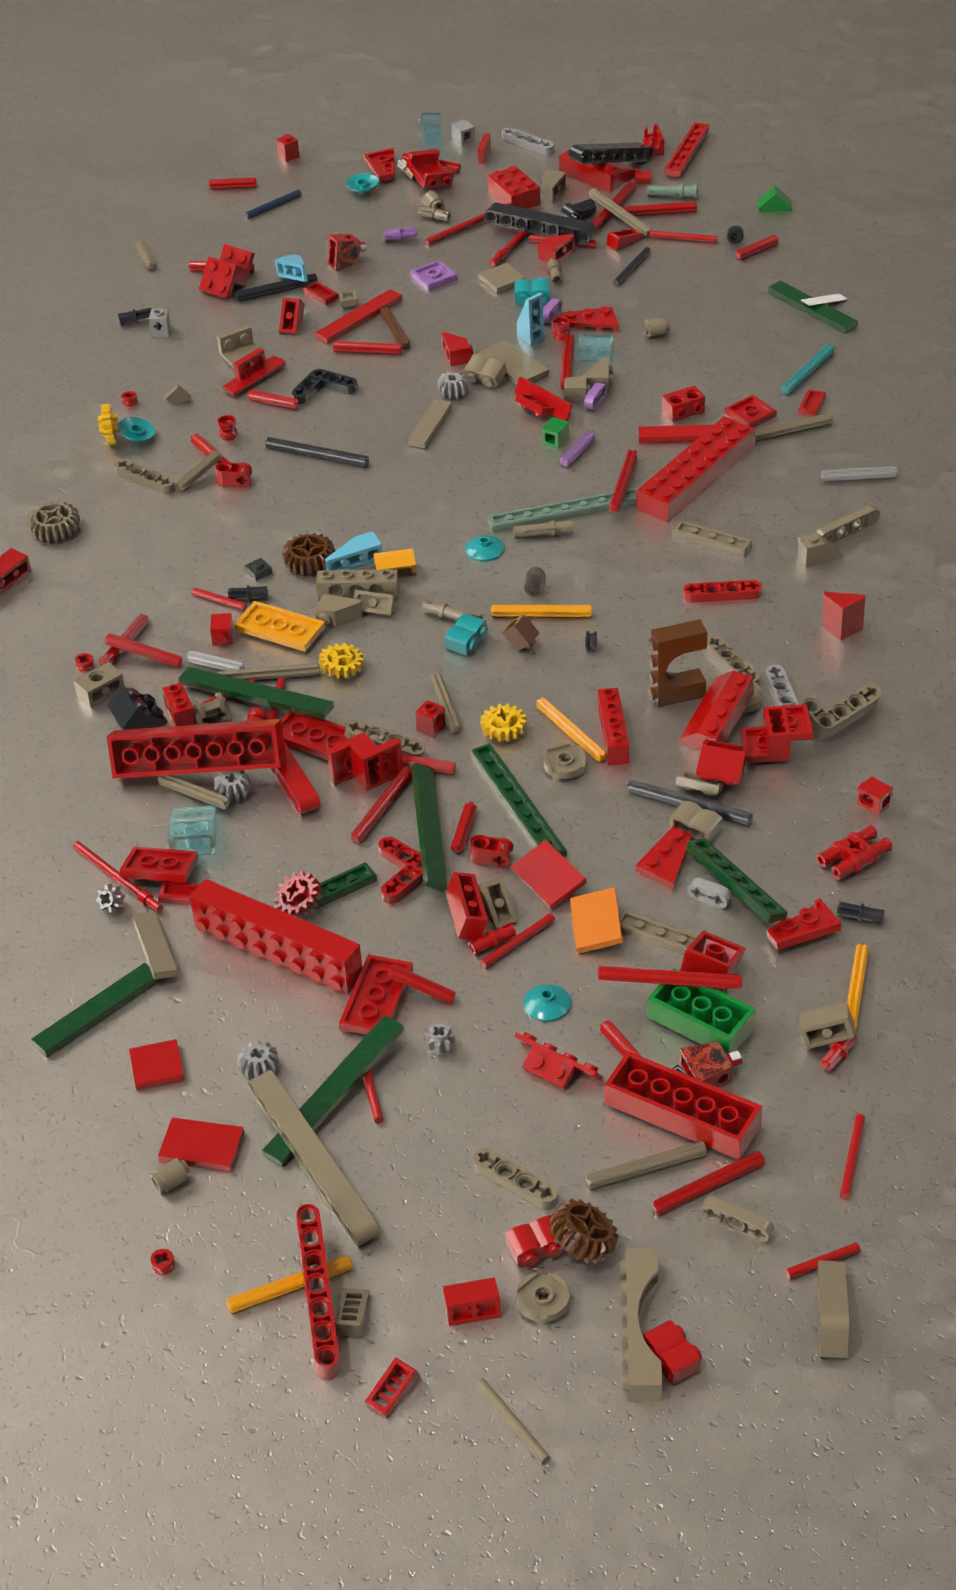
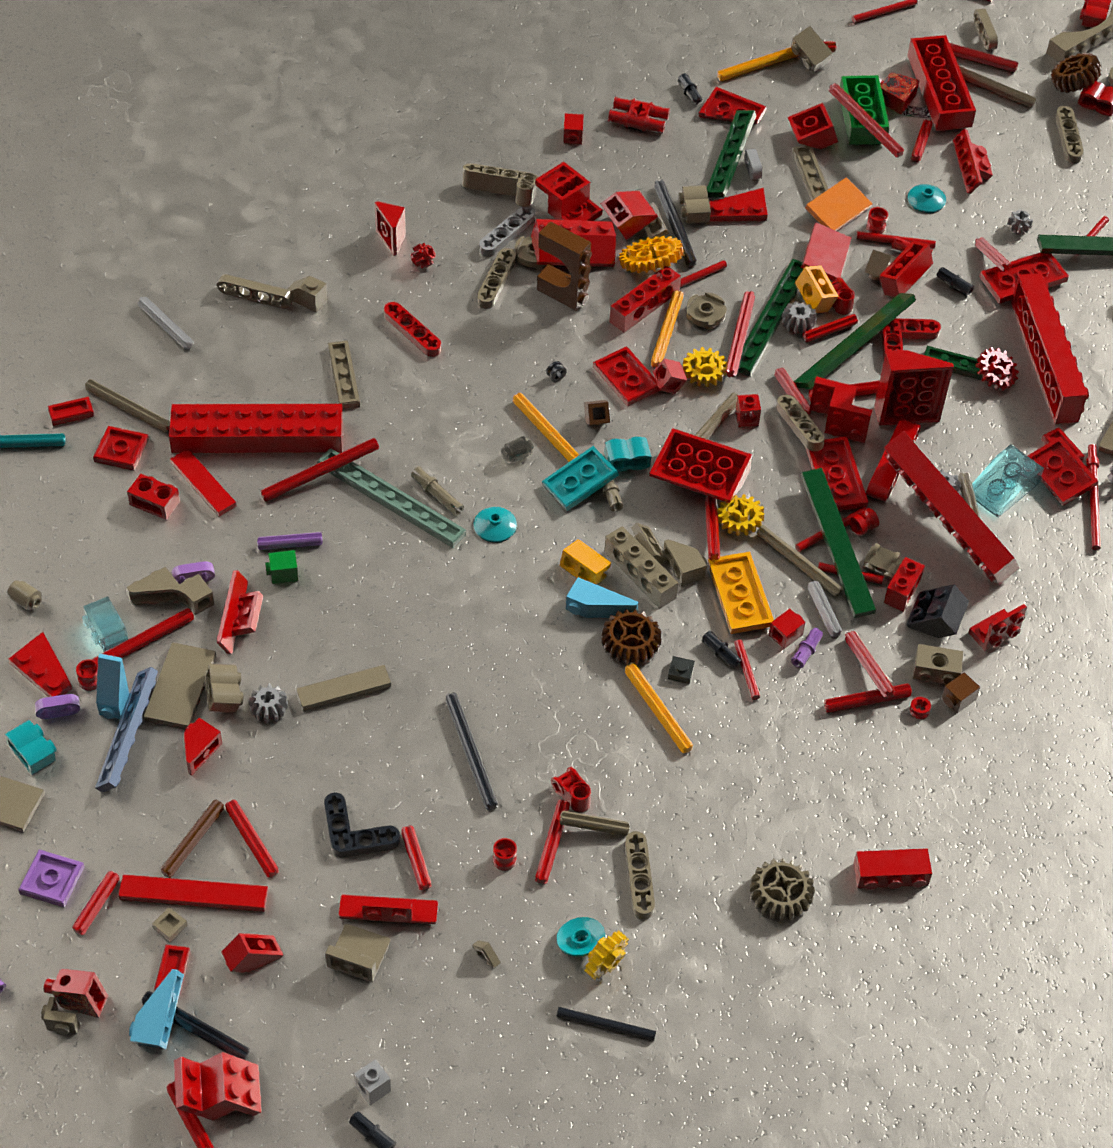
camera: 135 degrees left, 10 degrees up
(63, 682) = (960, 692): none -> reddish brown brick
(72, 423) = (606, 1023): none -> black bar
(83, 737) = (998, 627): none -> red bracket
(129, 398) = (530, 1011): red bush -> none
(196, 632) = (807, 648): none -> medium lavender axle
(240, 542) = (658, 708): none -> light orange axle
(324, 788) = (911, 388): none -> red slope
(346, 637) = (712, 528): none -> red axle
(399, 285) = (95, 903): none -> red axle
(402, 654) = (702, 465): none -> red slope
(424, 944) = (955, 281): none -> black axle
(470, 597) = (580, 478): none -> teal tile
(493, 809) = (799, 317): none -> light grey gear
(505, 333) = (126, 730): none -> sand blue plate
(509, 826) = (816, 288): none -> light orange brick
(514, 693) = (669, 376): none -> red brick
(515, 763) = (740, 334): none -> axle
(547, 681) = (626, 376): none -> red tile
(549, 933) = (877, 220): none -> red wheel
(611, 787) = (703, 273): none -> red bar
(655, 749) = (651, 254): none -> light orange gear
(796, 625) = (422, 255): none -> red gear

